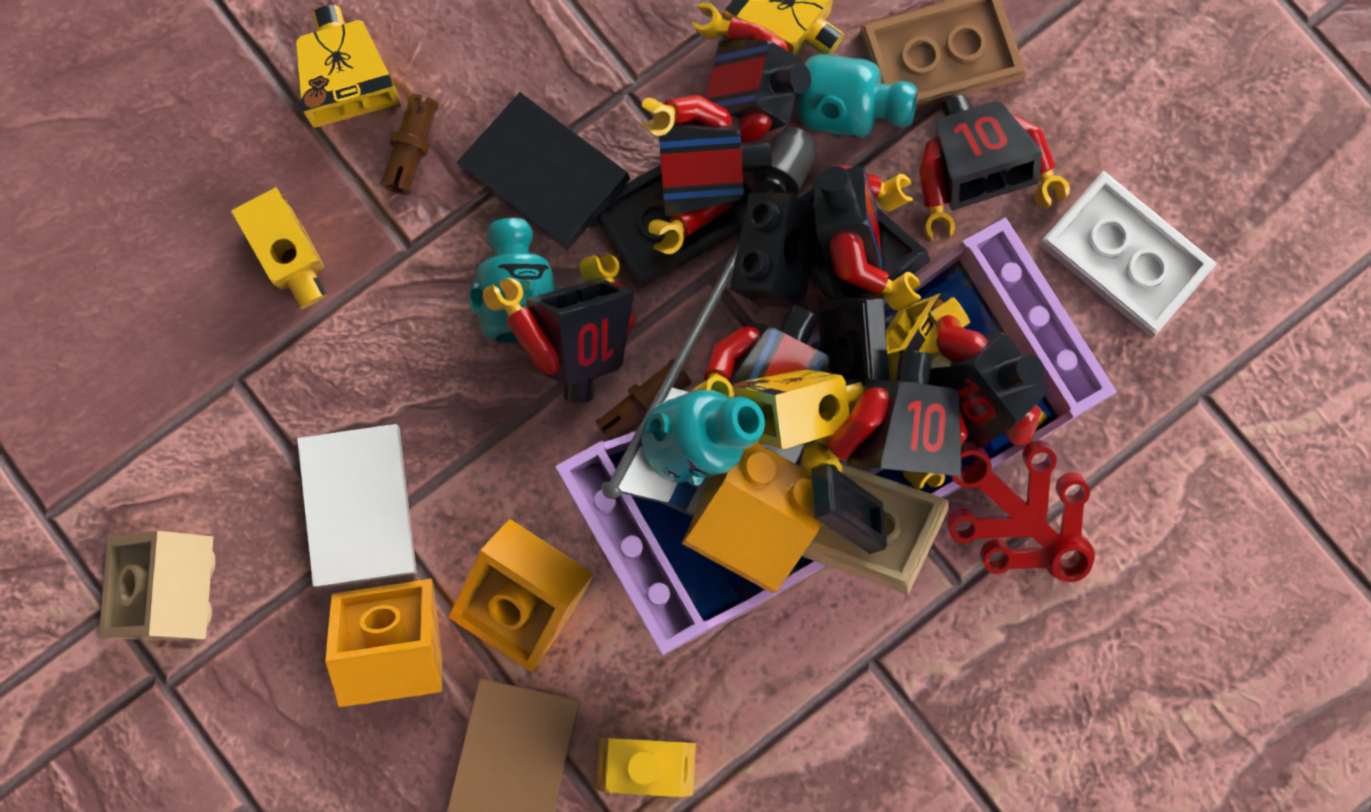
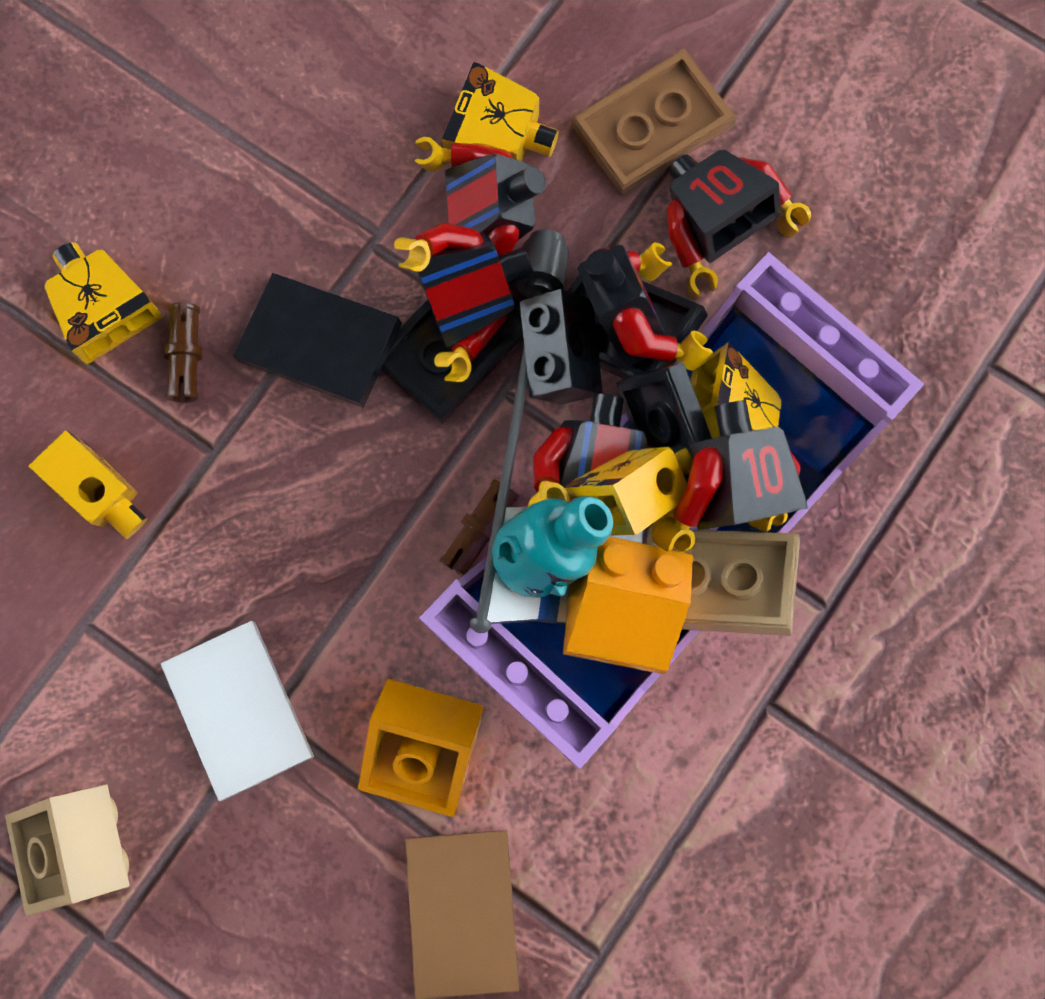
camera: 15 degrees left, 0 degrees up
(384, 643) = (303, 835): light orange slope -> none
(510, 245) = (323, 457): teal piece -> none
(574, 329) = (392, 481): torso -> none
(645, 767) = (589, 876): yellow torso -> none
(848, 509) = (712, 572): black tile -> none
(850, 96) = (583, 186): teal piece -> none
(992, 377) = (808, 403): black torso -> none
(1026, 517) = (871, 527): red plant -> none
(1127, 254) = (881, 256): white tile -> none

